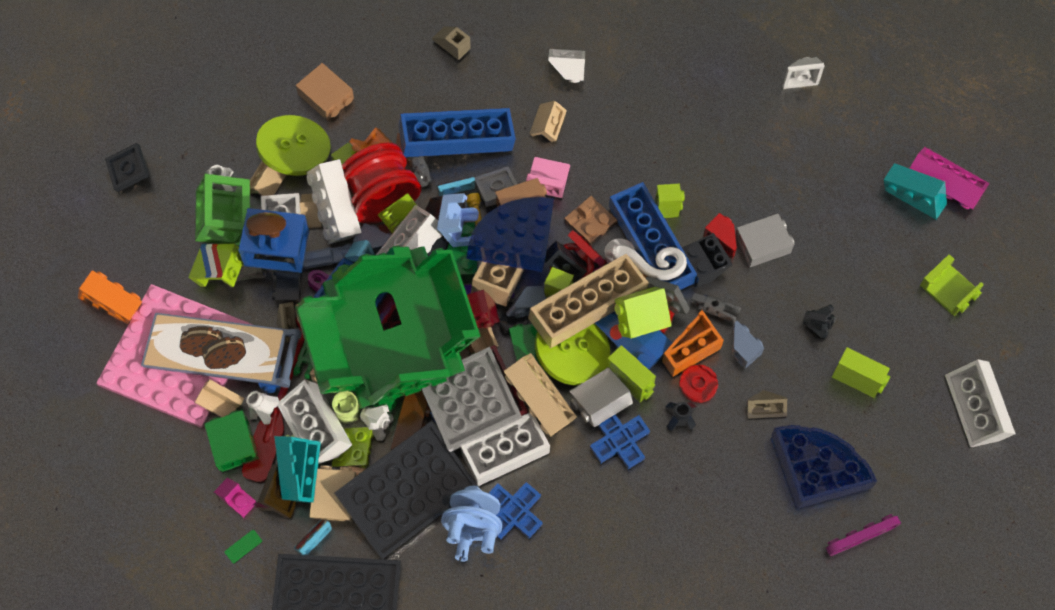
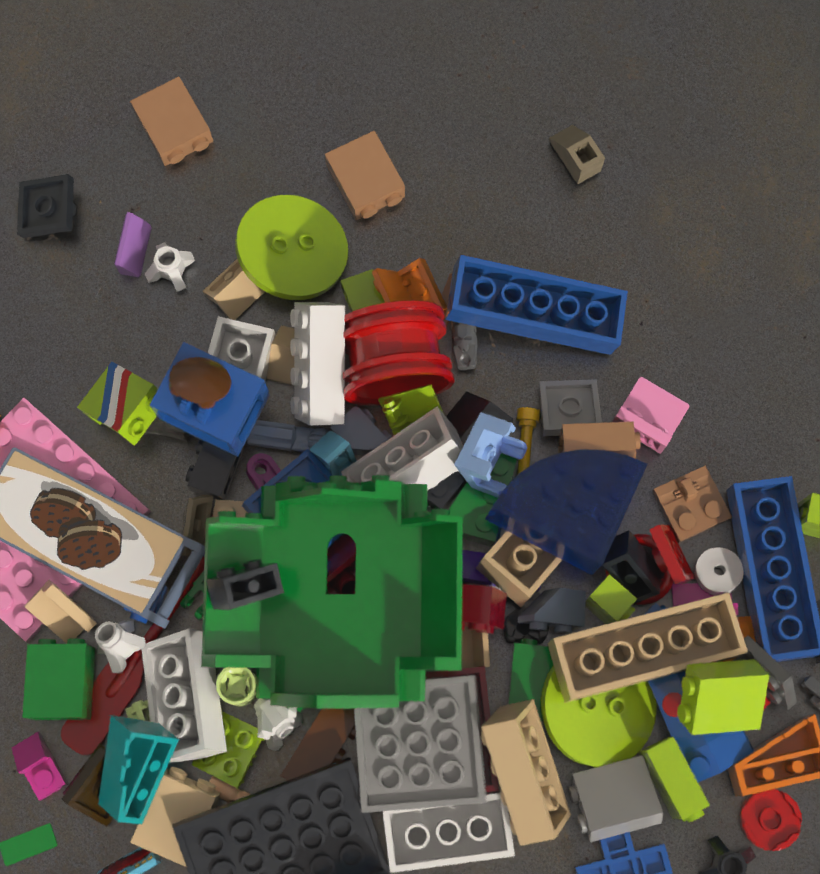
camera: 20 degrees right, 10 degrees up
(191, 95) = (172, 121): none -> medium nougat brick
(191, 174) = (132, 245): none -> medium lavender slope
(221, 213) = (155, 318): bright green piece -> none
(332, 336) = (244, 586): none -> black brick
(456, 186) = (509, 384): medium azure slope -> none
(548, 120) = (680, 324): tan panel -> none
(568, 63) = (740, 242): white slope -> none
(644, 267) = (729, 582): white plant -> none

